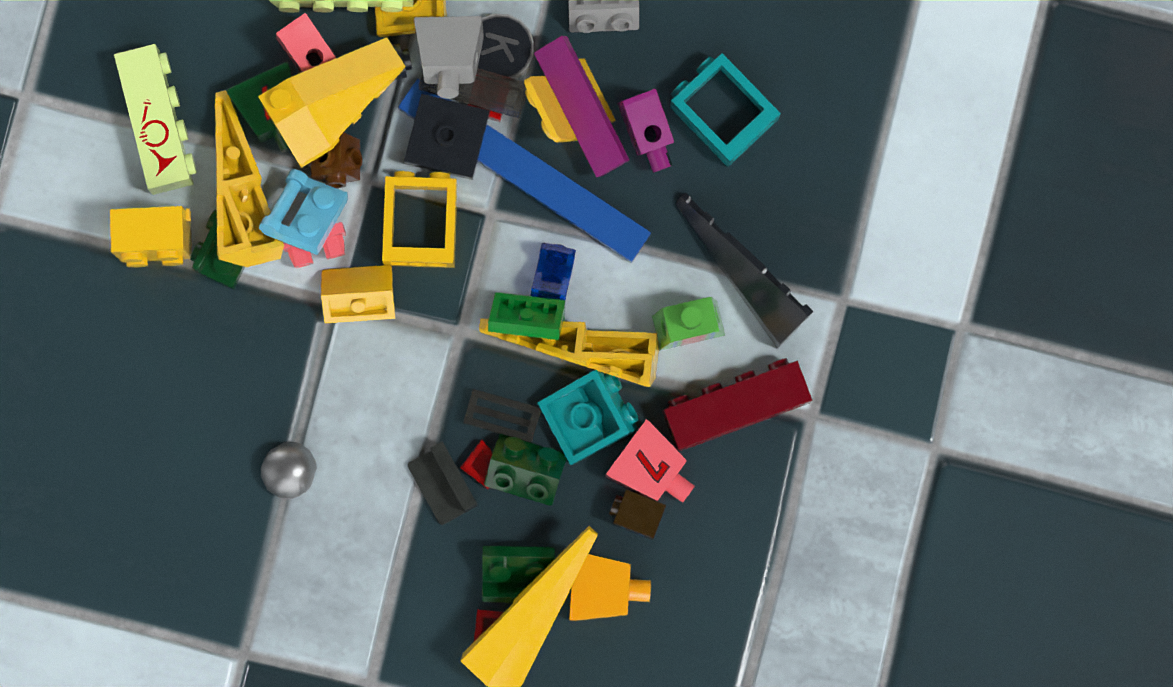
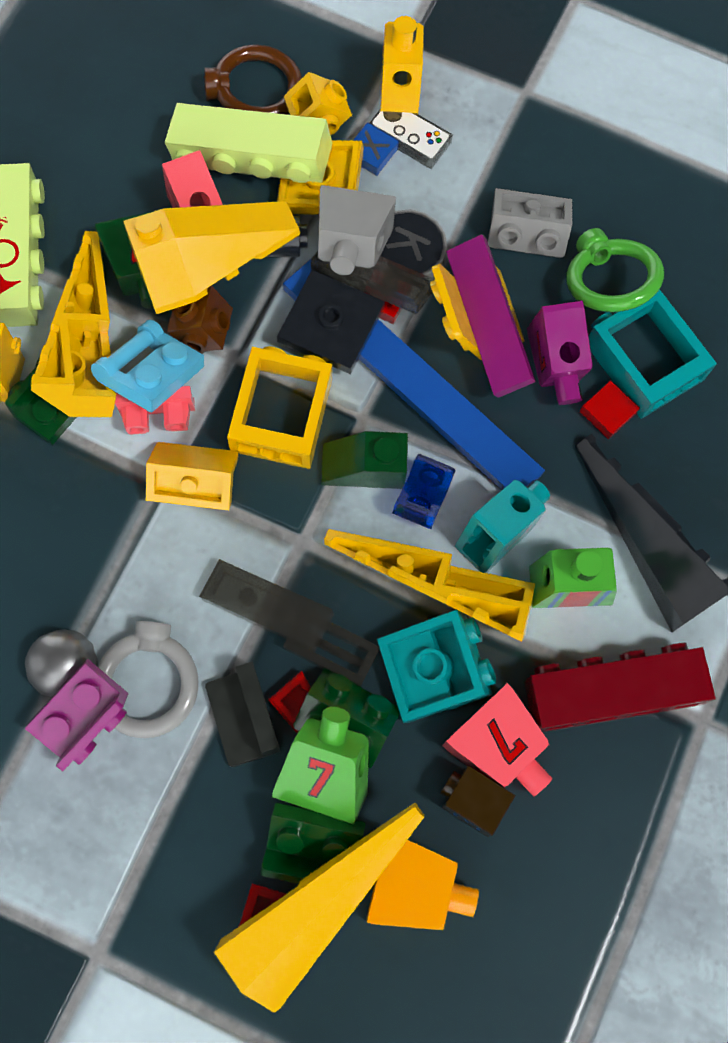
camera: 10 degrees right, 10 degrees down
(315, 508) = (79, 714): none -> magenta bracket
(353, 437) = (155, 638): none -> light grey piece
(443, 392) = (267, 605): none -> clear smoke tile
(499, 254) = (366, 460): none -> dark green slope
(517, 512) = (326, 768): none -> bright green torso
(526, 316) = (384, 532): green bracket -> none
(619, 295) = (502, 523): none -> teal torso
(665, 21) = (597, 249): none -> bright green piece
(698, 166) = (609, 409): none -> red tile

